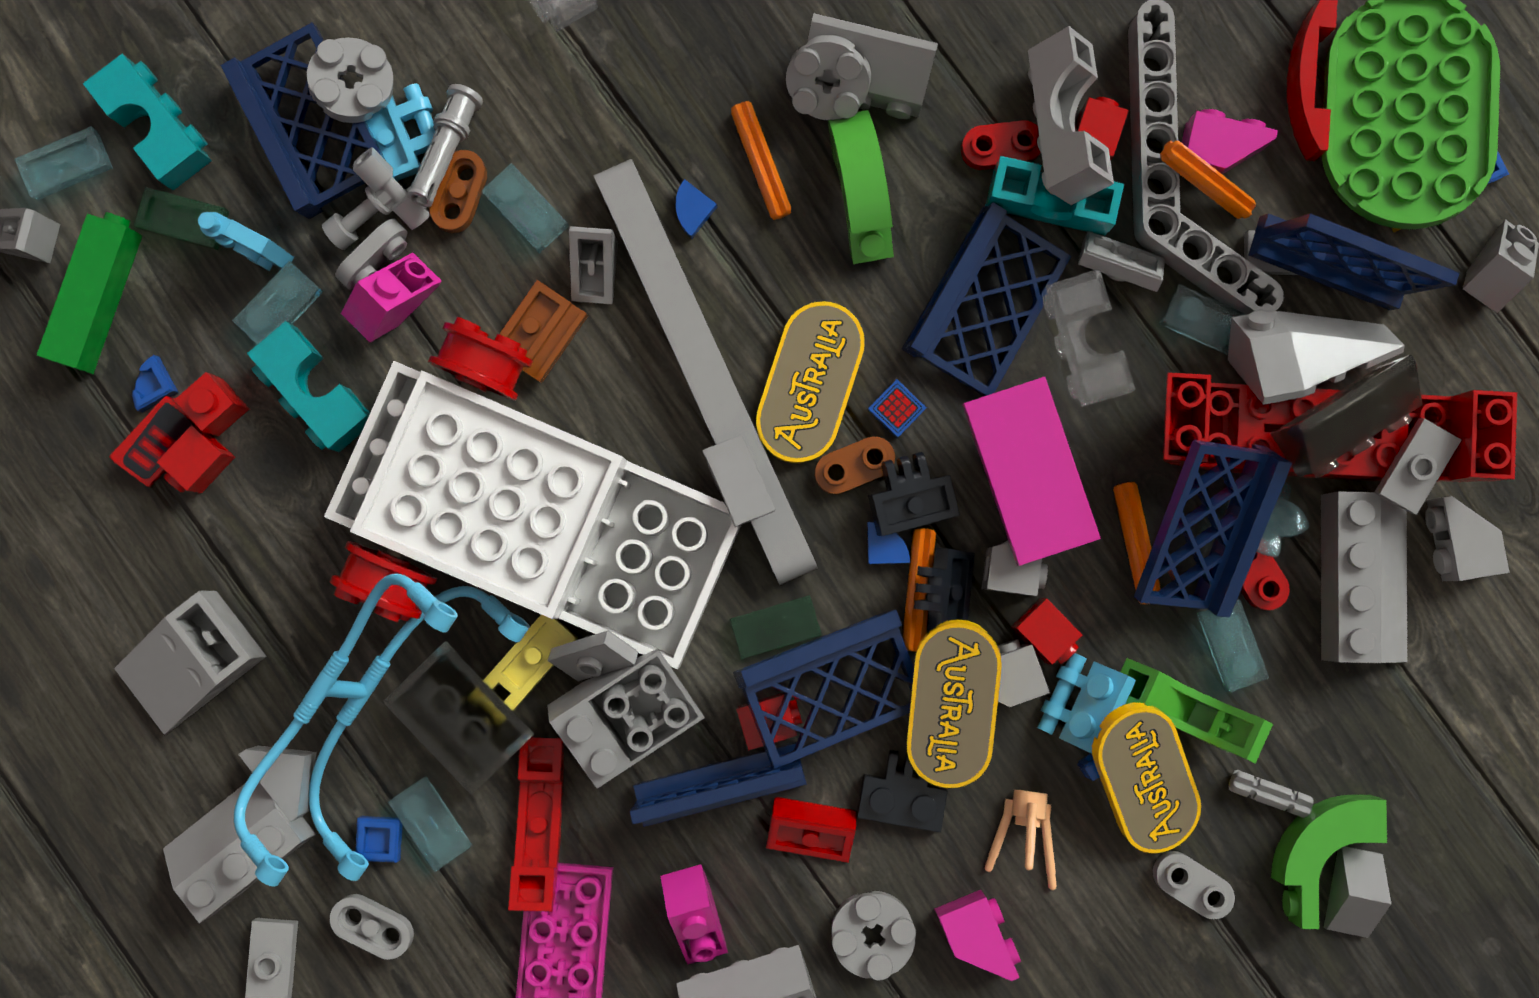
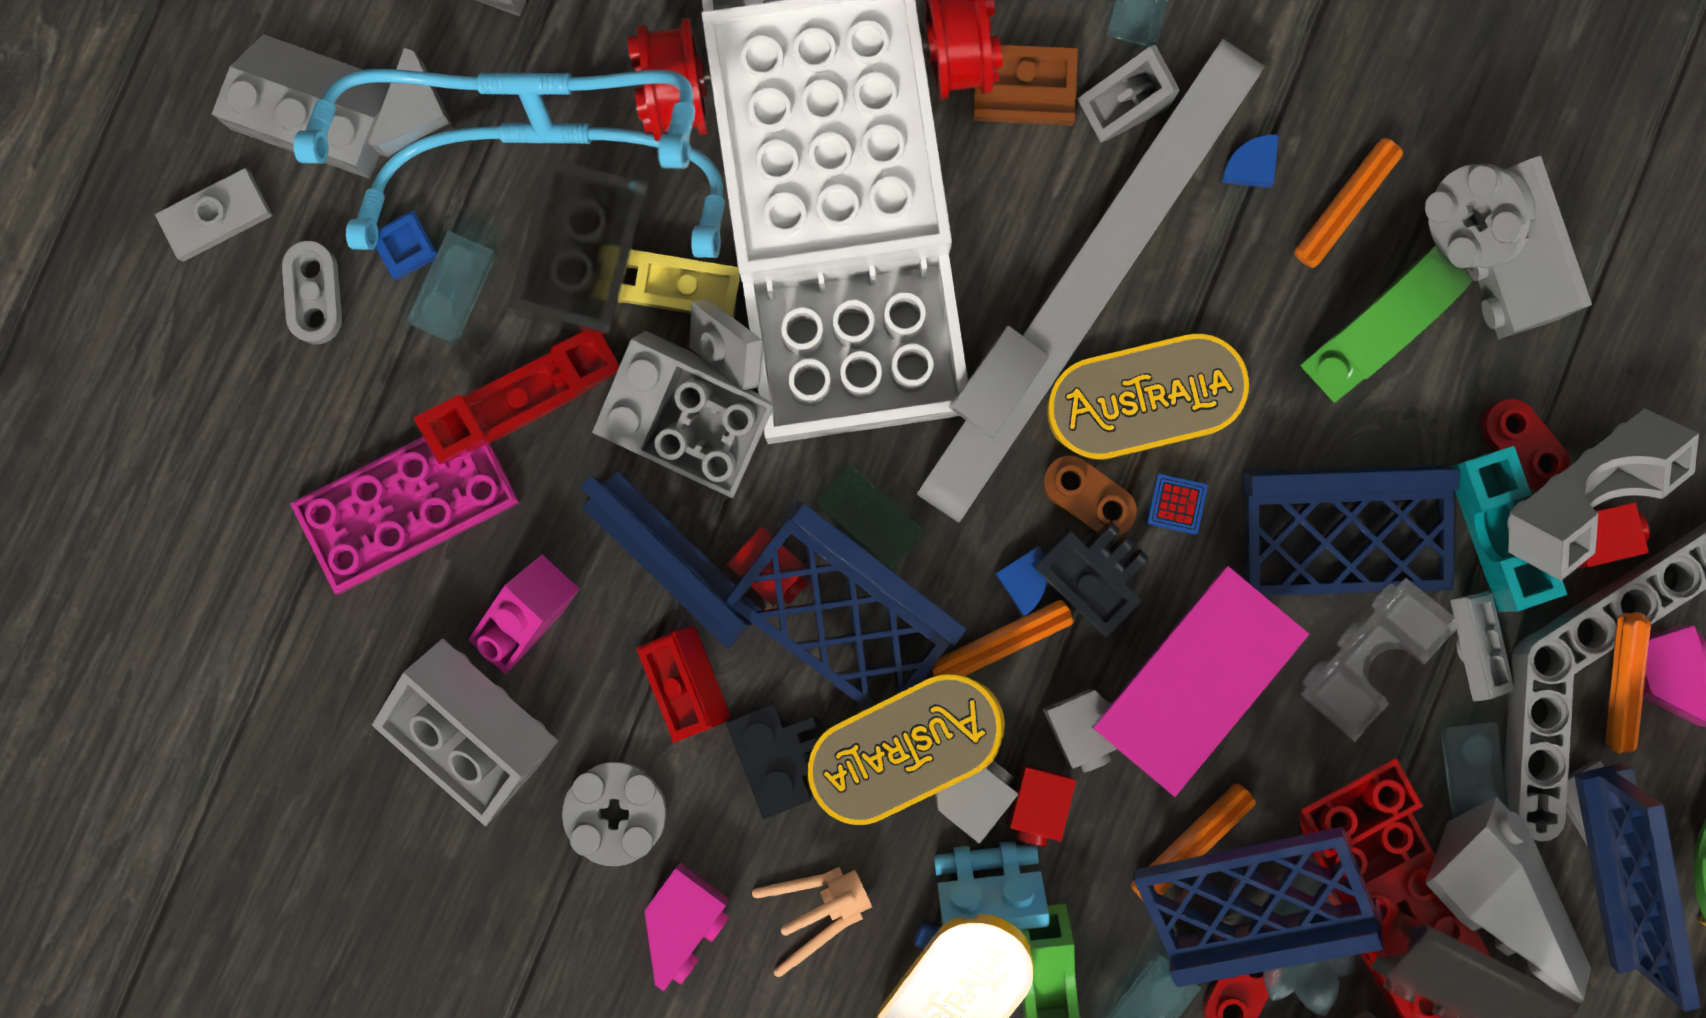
camera: 60 degrees right, 0 degrees up
(947, 586) = (1024, 668): black hinge -> none

